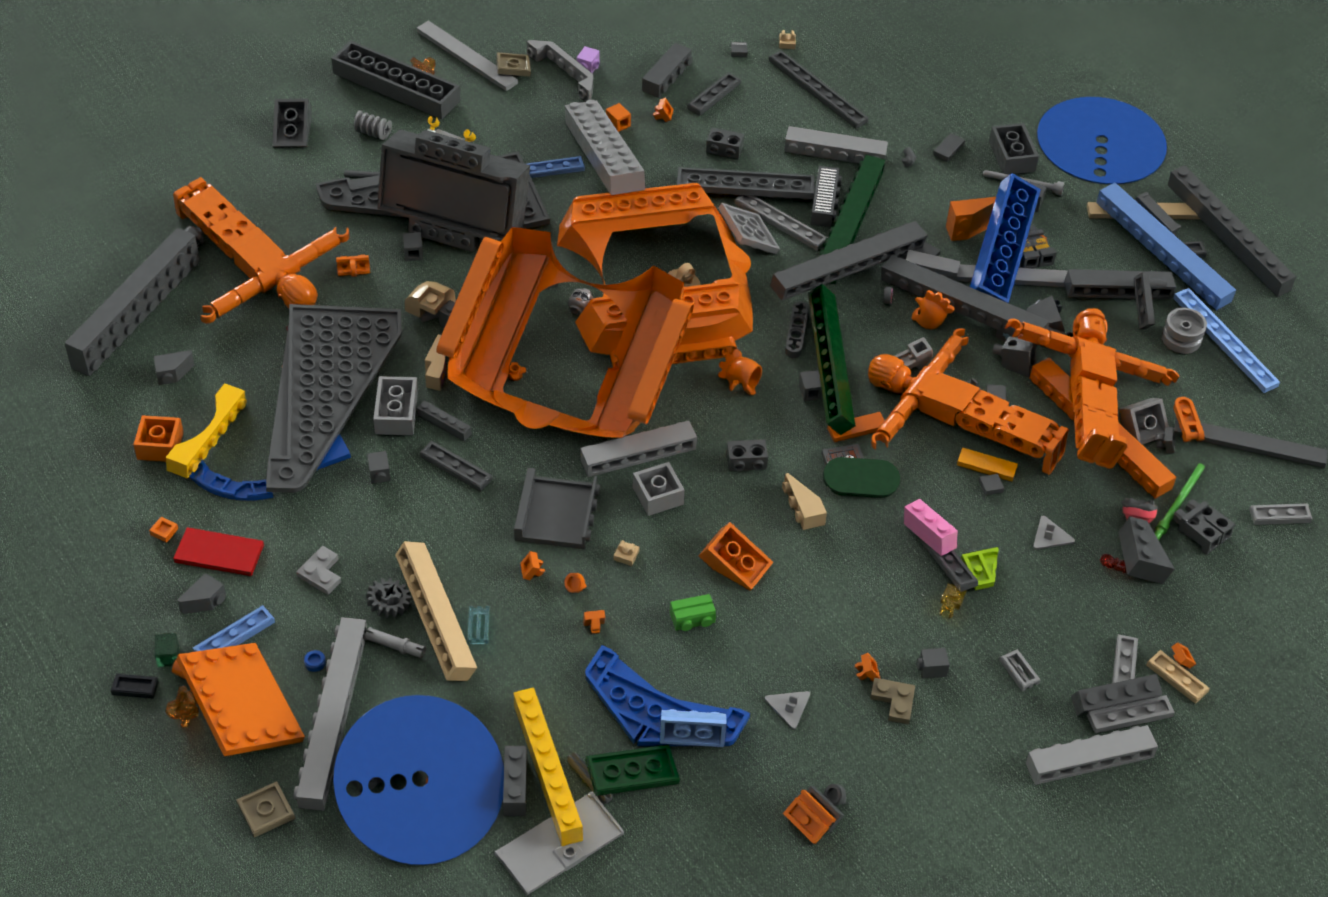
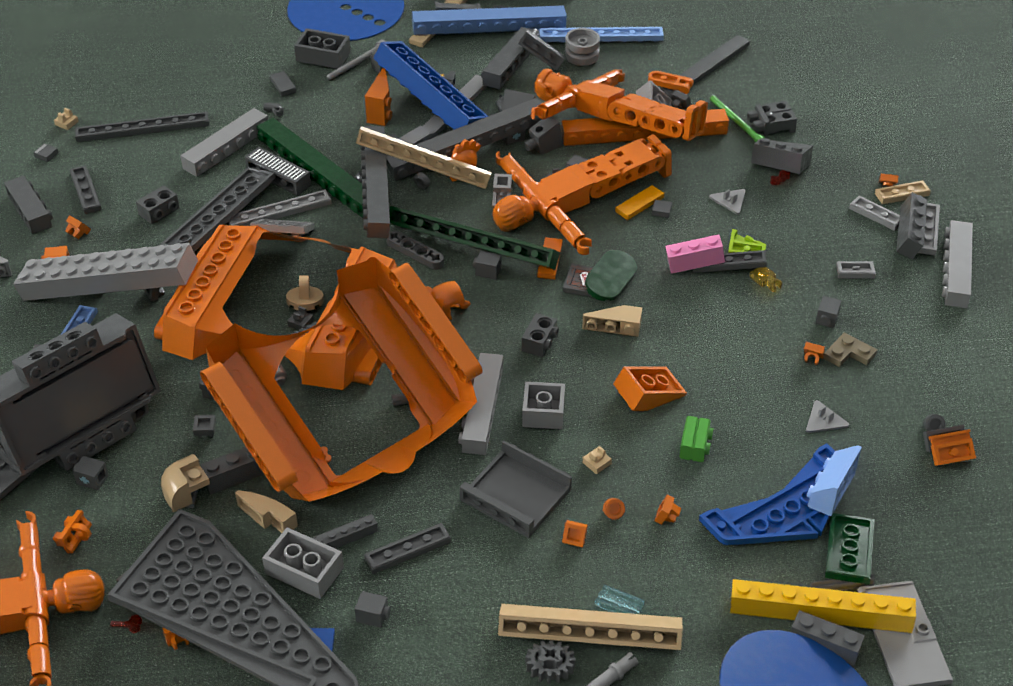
camera: 60 degrees left, 5 degrees down
(903, 277) = (423, 157): none -> tan tile
(1139, 509) = (742, 141): hair -> none
(1280, 514) = (780, 81): light grey tile -> none

